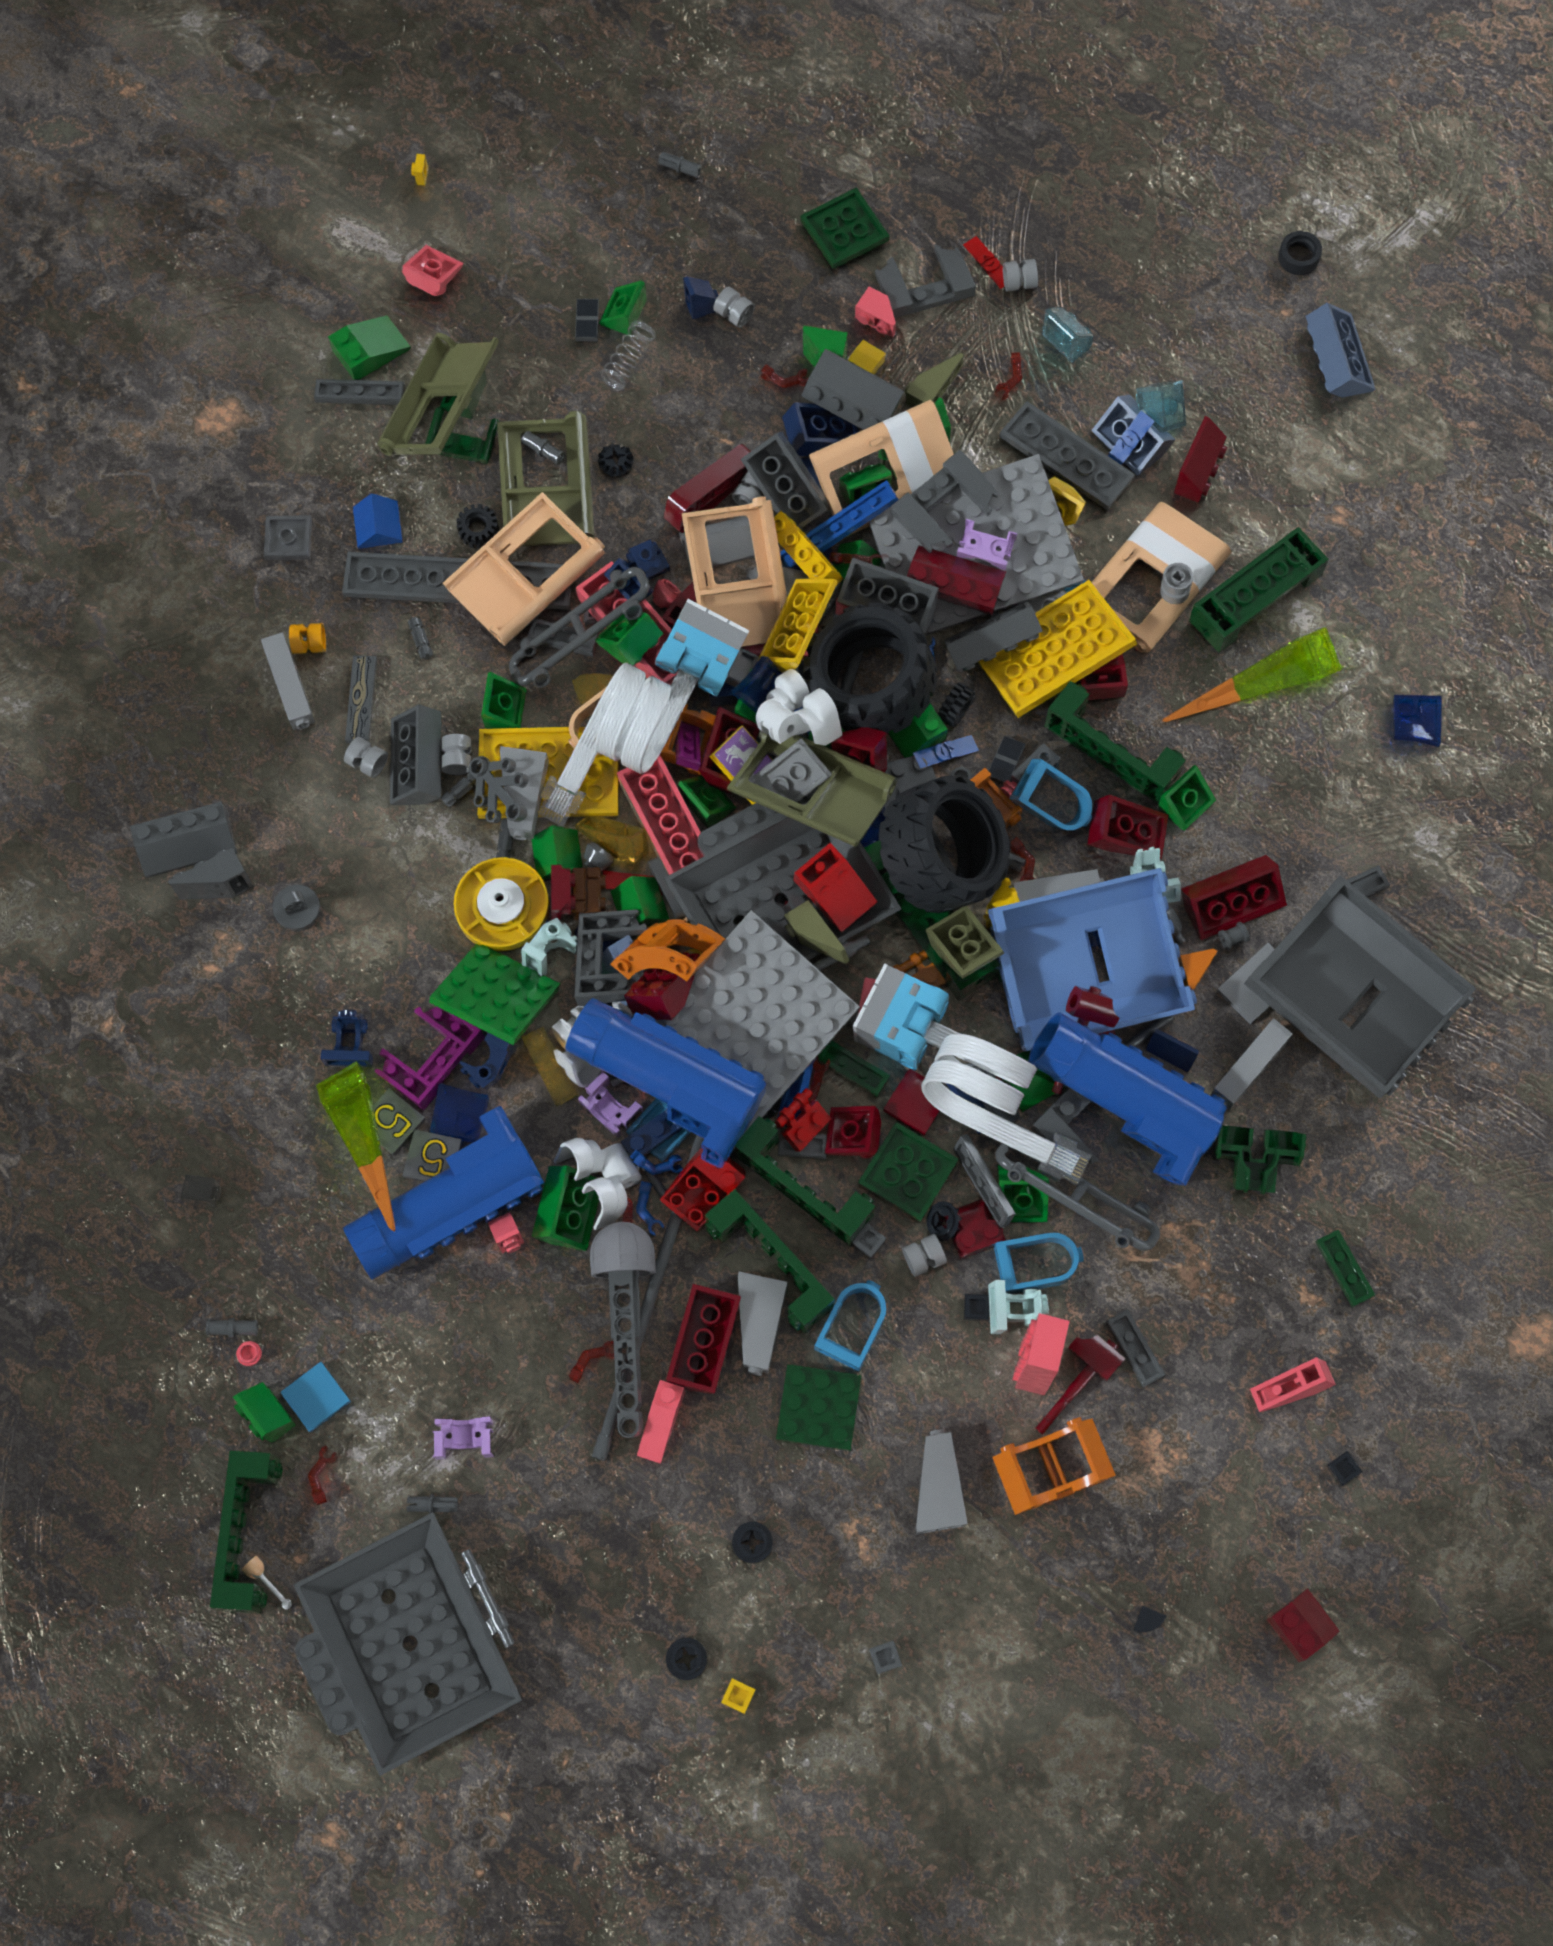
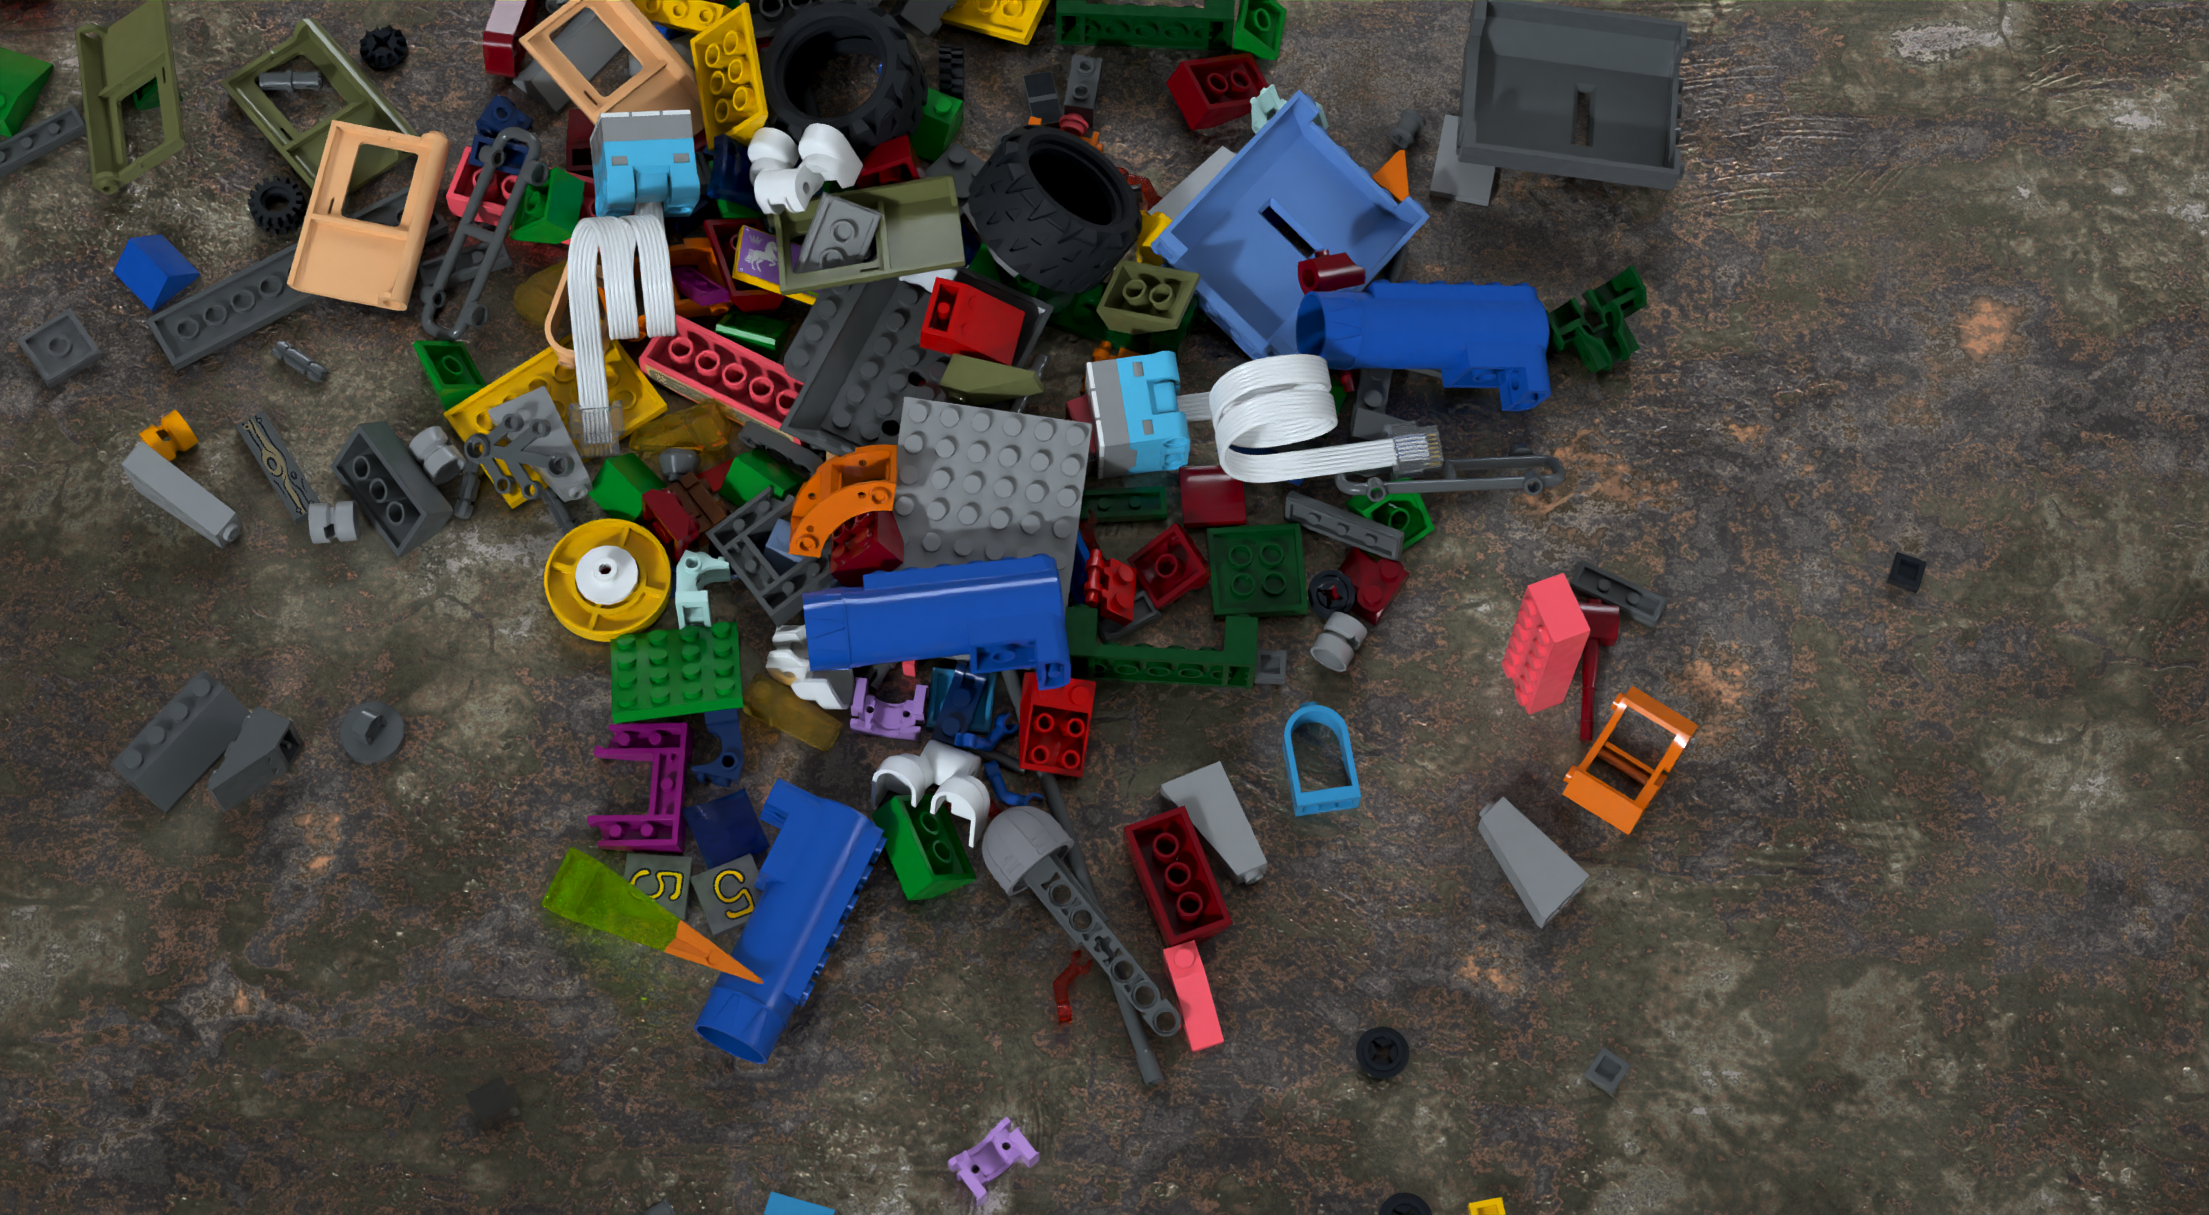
camera: 40 degrees left, 5 degrees down
(343, 1023) = (531, 813): dark blue tile -> none
(464, 446) = (198, 131): dark green plate -> none
(506, 1233) = (878, 914): coral slope -> none
(664, 593) = (552, 149): coral cone -> none
(735, 1212) = (1143, 726): dark green plate -> none
(818, 1407) = (1345, 870): dark green plate -> none
(946, 751) = (973, 128): blue piece -> none
(976, 1307) = (1429, 660): black tile -> none
(999, 1306) = (1486, 617): light aqua tile -> none
(1006, 1269) = (1428, 599): dark azure window -> none
(1029, 782) = (1091, 100): dark azure window -> none
(1148, 1620) = (1834, 849): black tile -> none
(1172, 1050) = (1426, 272): dark blue slope -> none
(1234, 896) = (1378, 89): dark red slope -> none
(1252, 1063) = (1522, 230): light grey slope -> none
(1293, 1385) = (1798, 523): coral slope -> none
(1303, 1625) = (1985, 750): dark red slope -> none
(1345, 1268) = (1760, 378): dark green plate -> none

